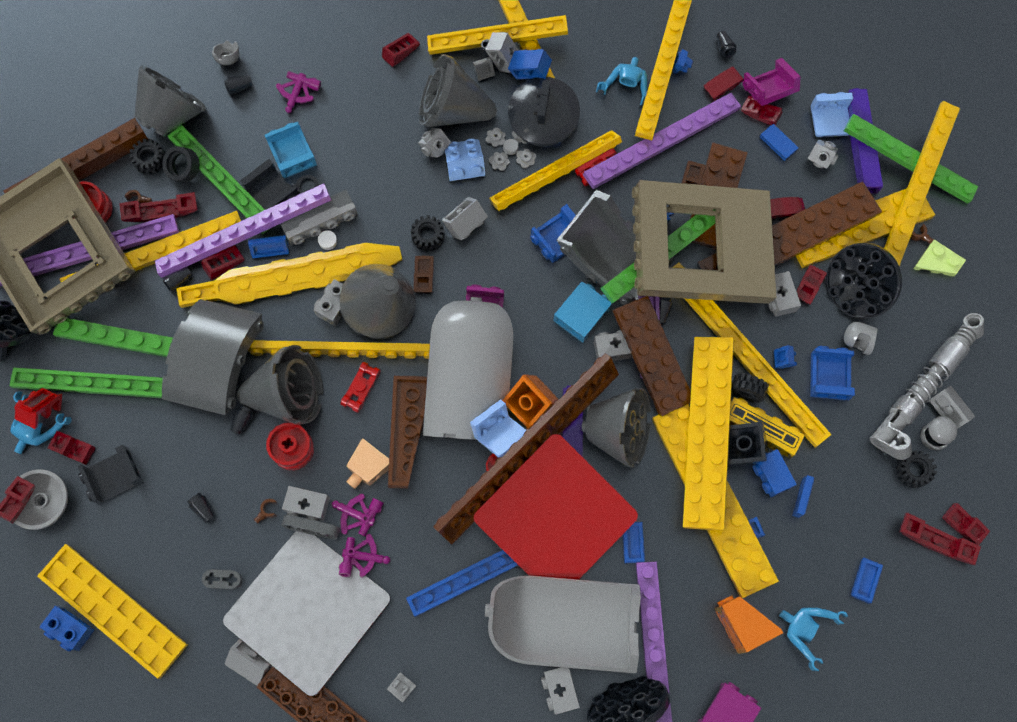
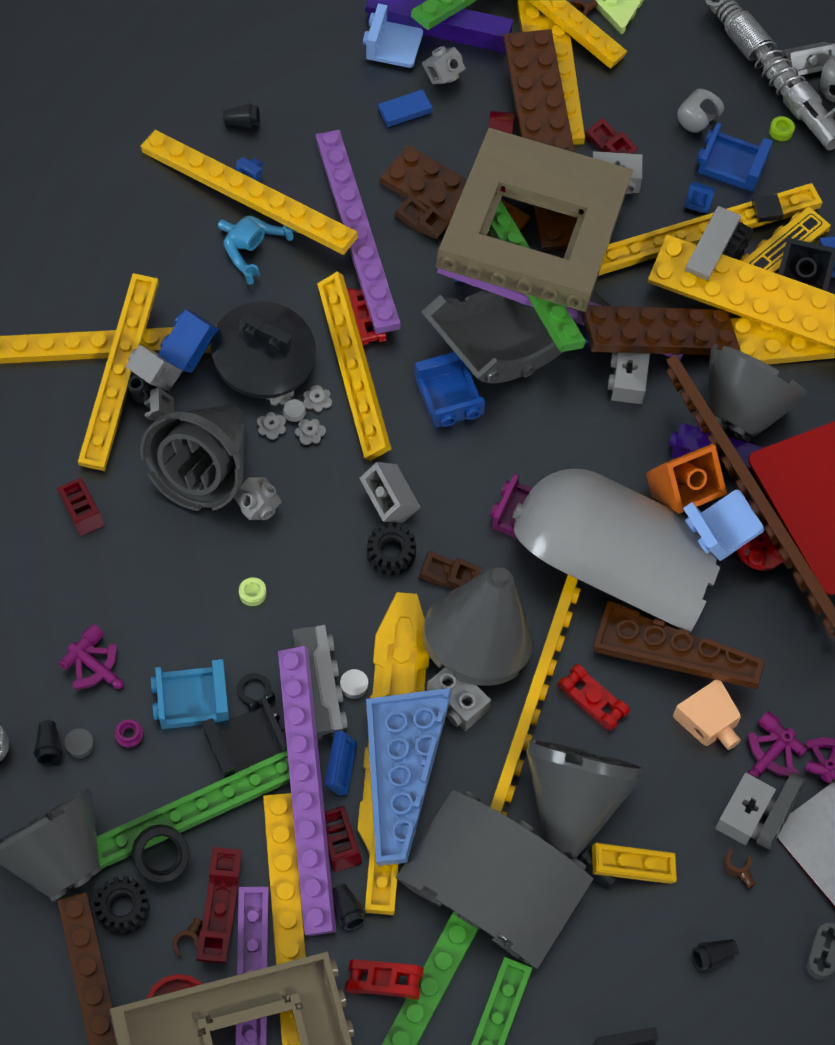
camera: 75 degrees left, 10 degrees down
(134, 311) = (384, 978): none -> red plate
(244, 101) = (79, 743): none -> dark grey tile
(247, 440) = (634, 863): none -> yellow tile
(256, 120) = (128, 725): none -> magenta plate
(281, 277) = (402, 751): none -> medium blue wing
(289, 456) = (663, 822): red wheel -> none
(373, 163) = (252, 591): none -> yellowish green tile
(464, 159) = (295, 467): light blue bracket -> none
(582, 311) = (571, 394): dark azure panel -> none
(723, 82) = (298, 138): dark red slope -> none
(734, 369) = (713, 243): none -> light grey tile
(766, 113) = (355, 111): dark red slope -> none
(773, 84) = (324, 82): magenta panel -> none
(792, 406) = (767, 208): none -> black tile
(864, 280) = (633, 78): black bracket -> none
(876, 403) = (782, 128): none -> lime tile

